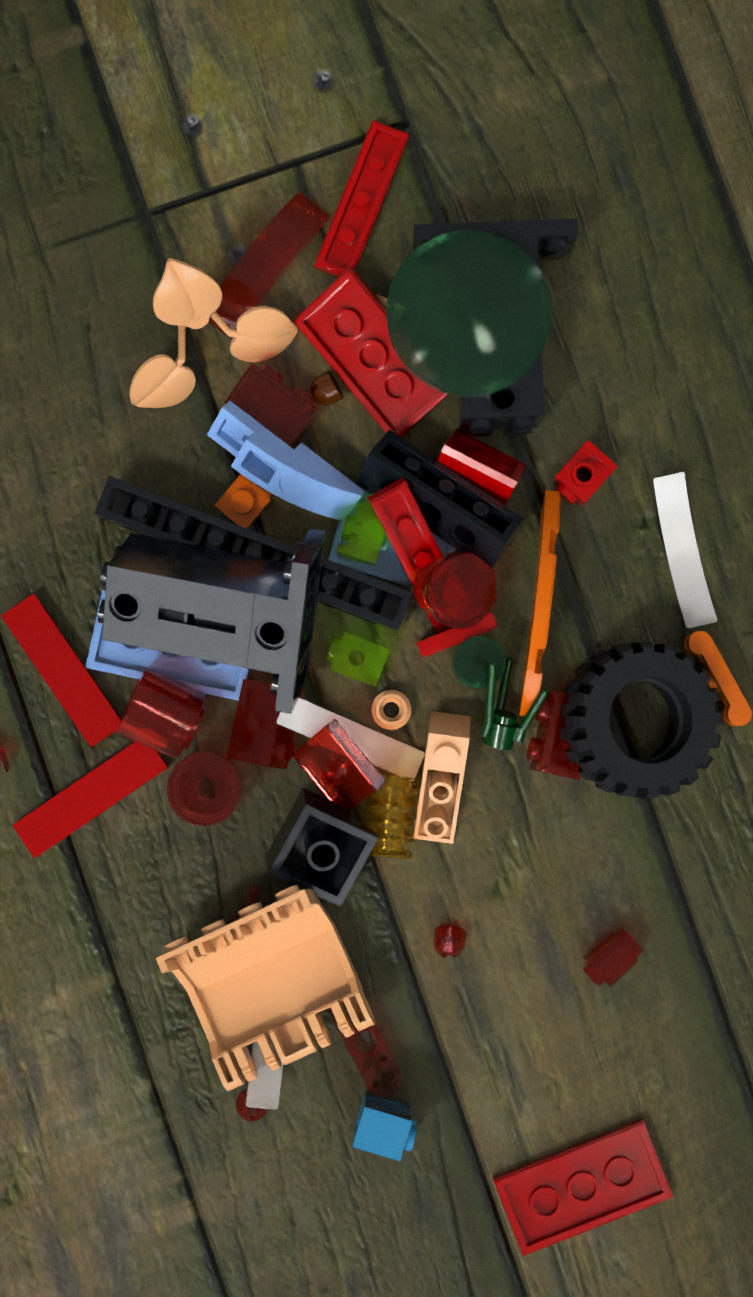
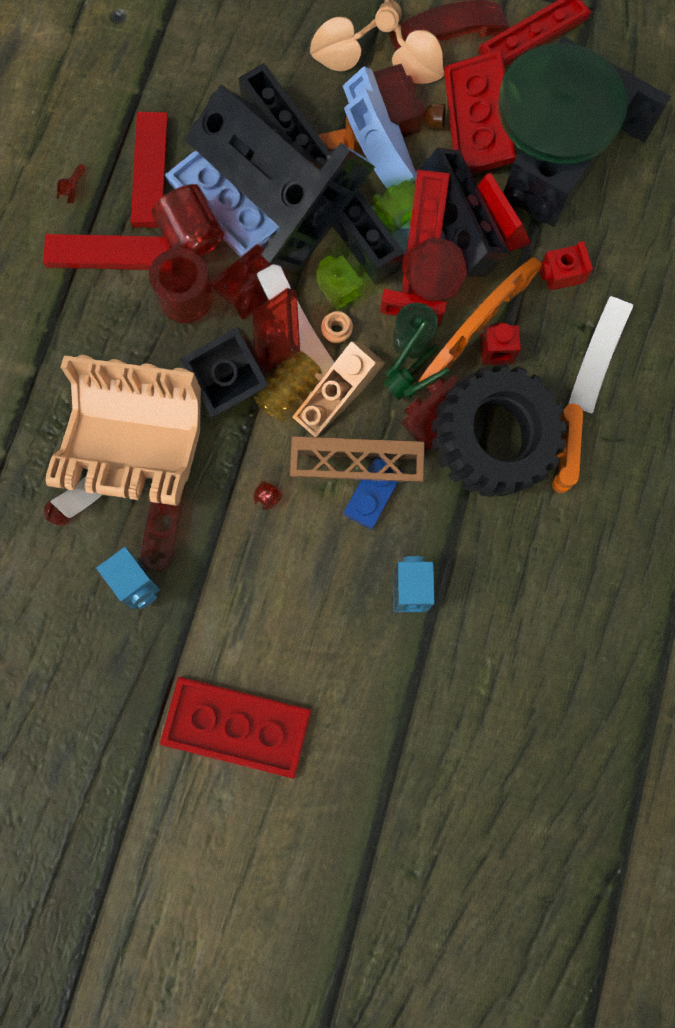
camera: 30 degrees right, 10 degrees down
(505, 830) = (361, 449): none -> medium nougat fence
(552, 861) = (370, 497): none -> blue plate
(574, 612) = (500, 339): none -> red brick
(611, 958) = (368, 582): clear red brick -> none
(662, 937) = (413, 585): none -> dark azure brick

